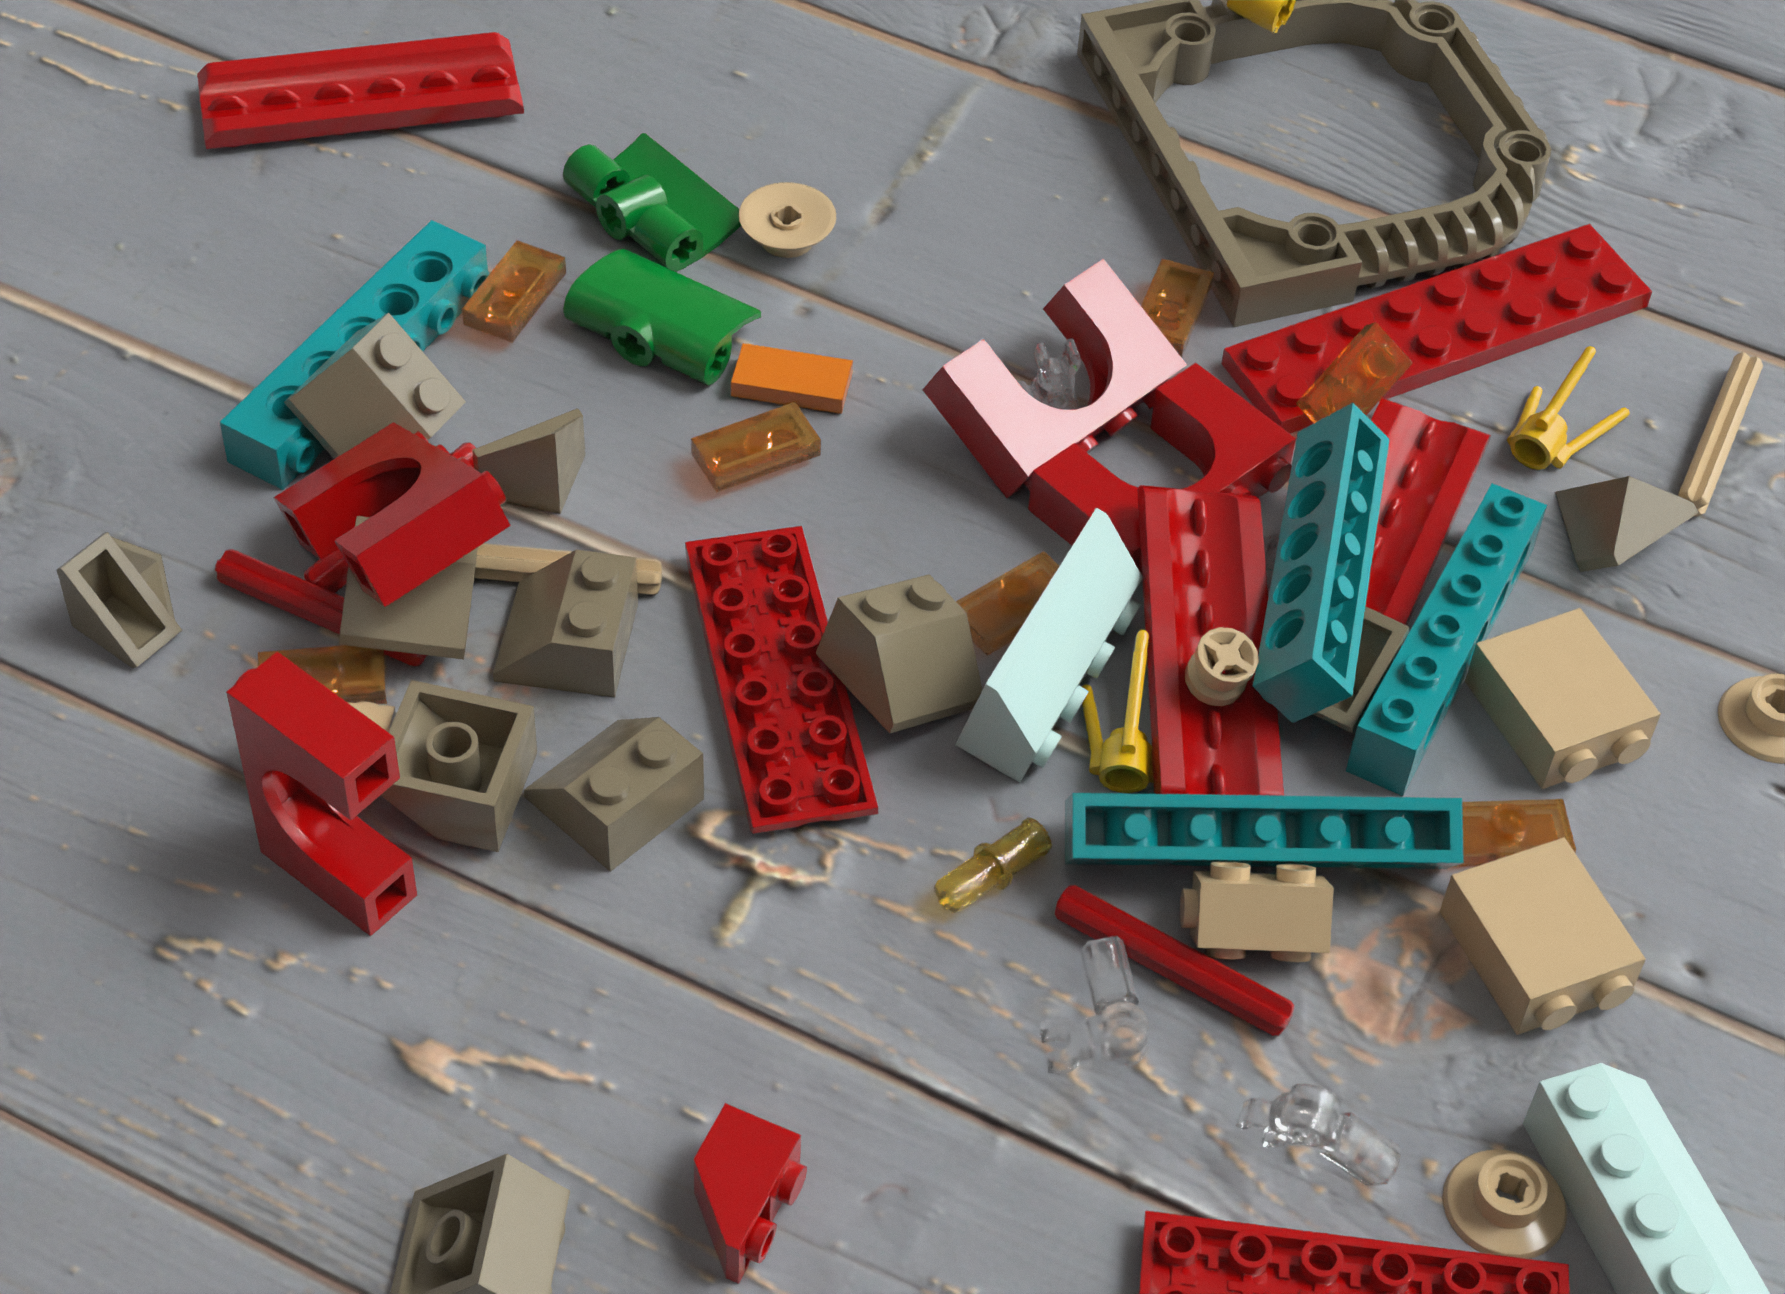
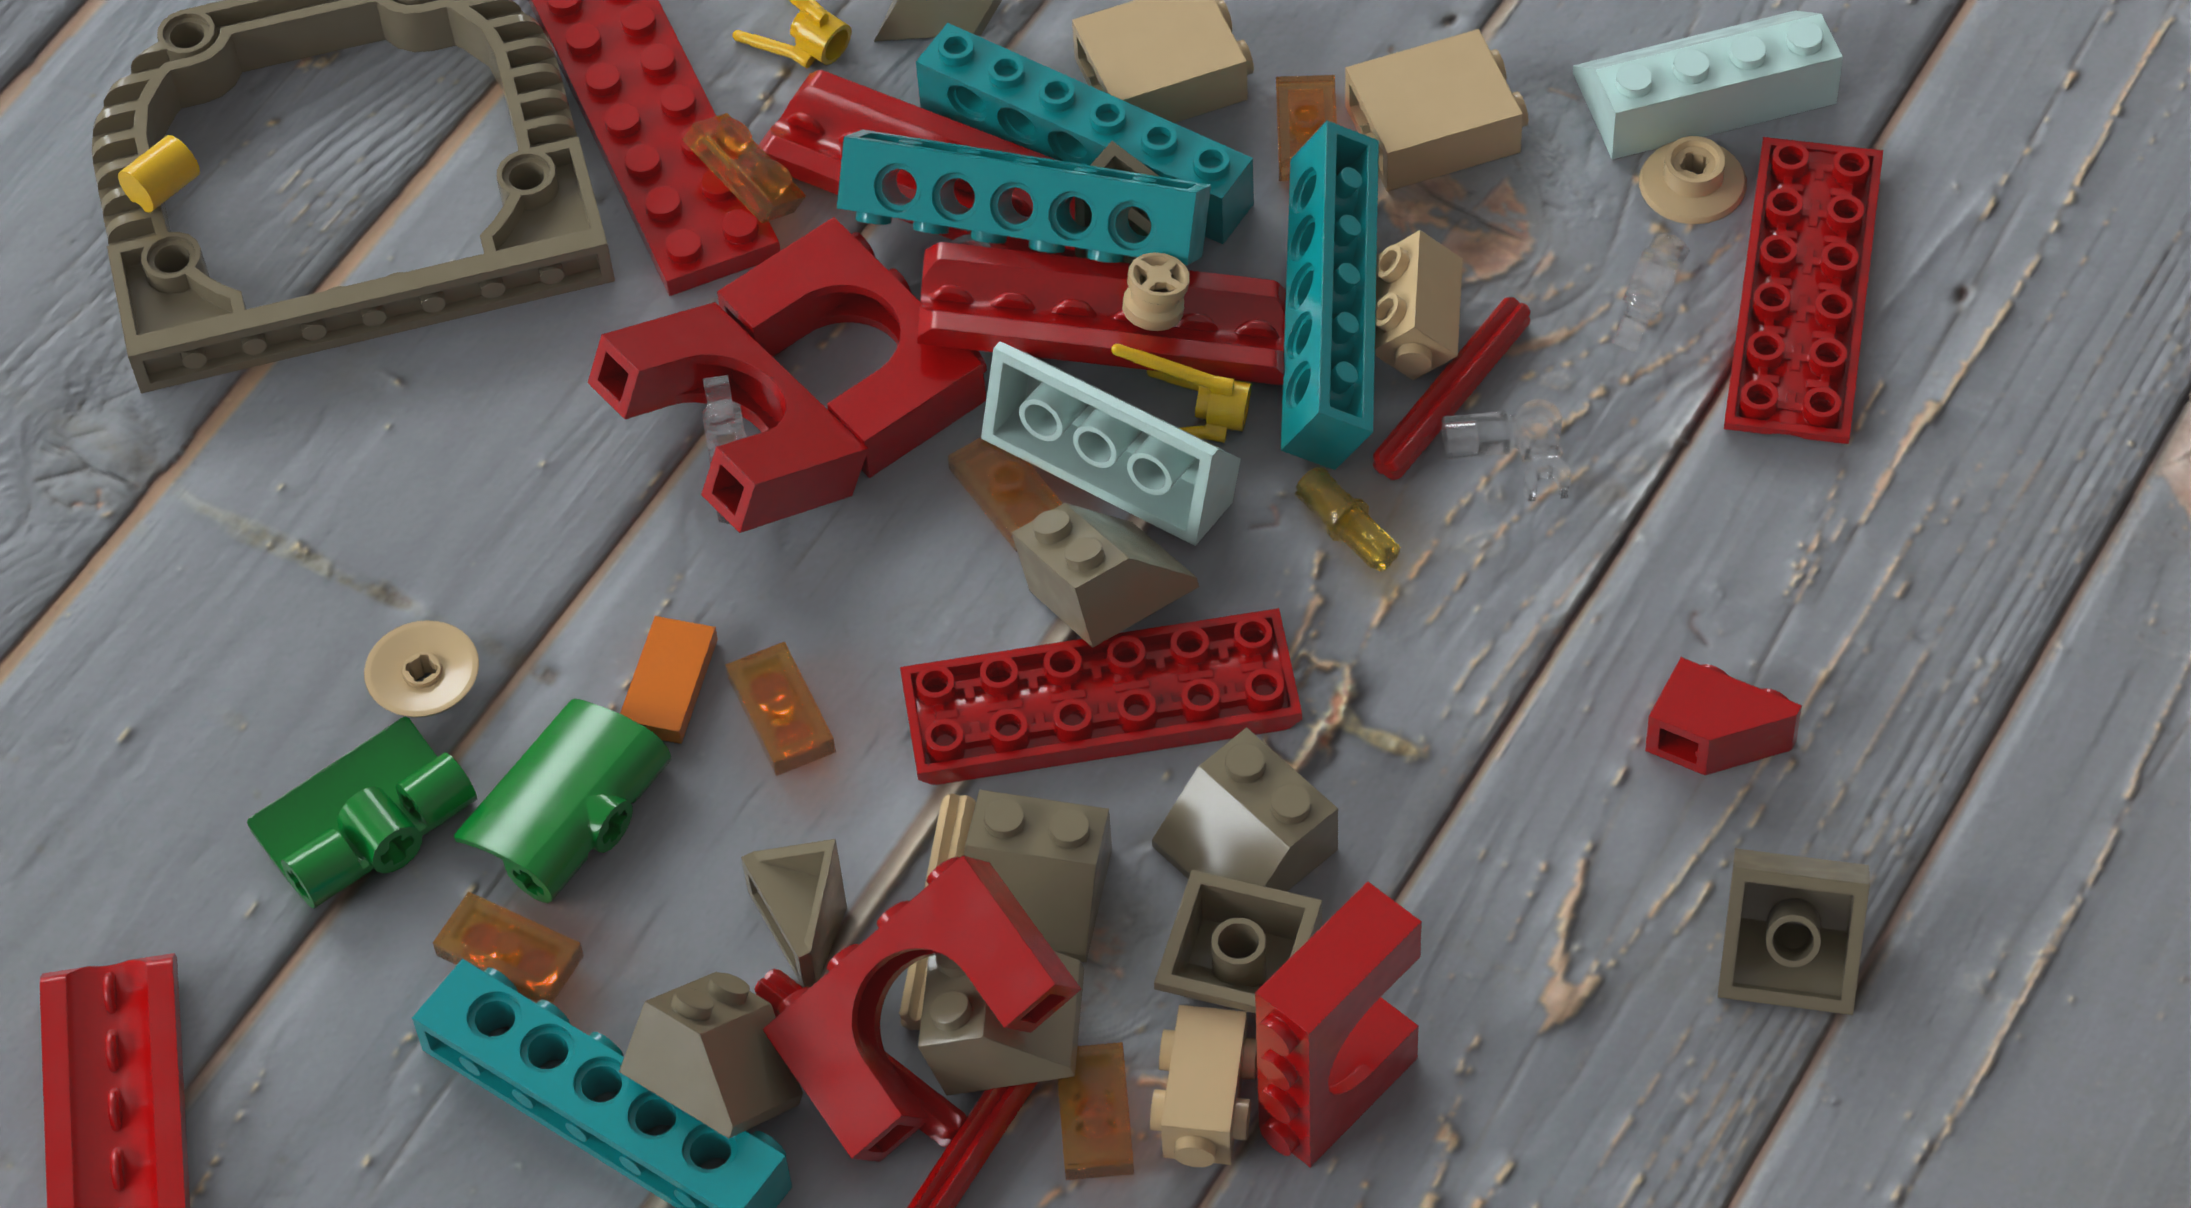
camera: 80 degrees left, 5 degrees up
(1177, 300) = (580, 314): clear orange plate -> none

